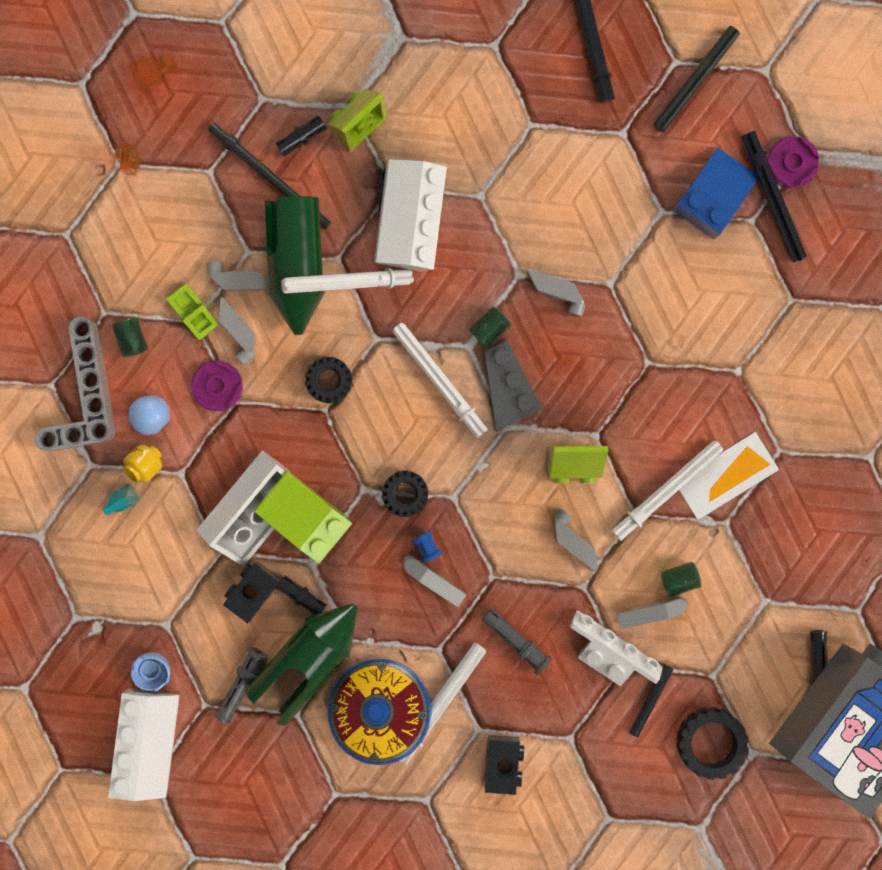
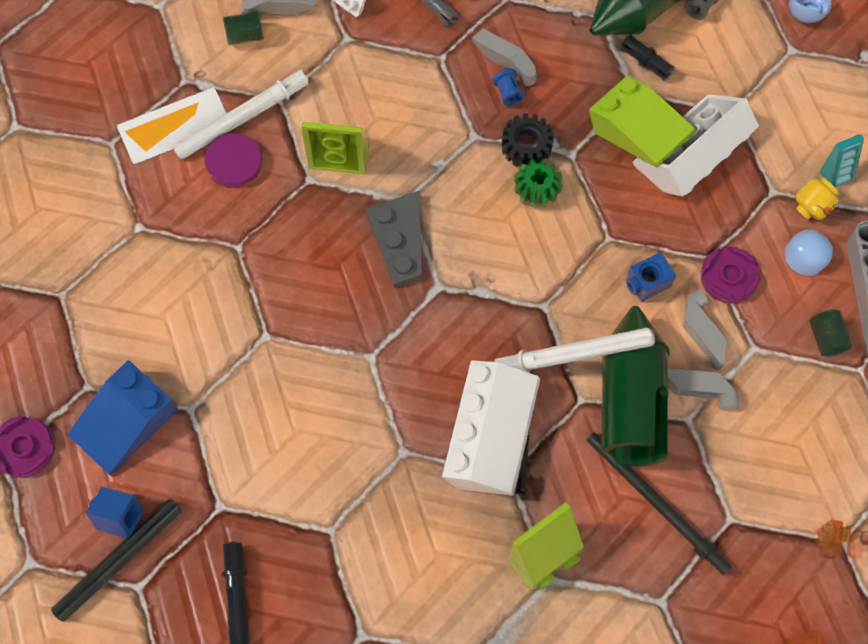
camera: 175 degrees left, 20 degrees down
(192, 311) = (755, 358): lime slope -> none
(243, 605) = (707, 52): black brick -> none
(275, 370) = (656, 267): none -> blue brick
(301, 136) = (616, 546): black pin -> none
(314, 372) = (602, 248): black tyre -> none
(383, 447) = (548, 185): none -> green gear
(439, 379) = (451, 214): white axle -> none
(490, 327) = (412, 297): clear green piece -> none
(559, 290) = (327, 332): light grey piece -> none
(572, 541) = (351, 77): light grey piece -> none
(666, 444) = (233, 160): none -> magenta tile
(706, 110) = (114, 512): none -> blue brick
(773, 196) = (55, 410): black axle -> none

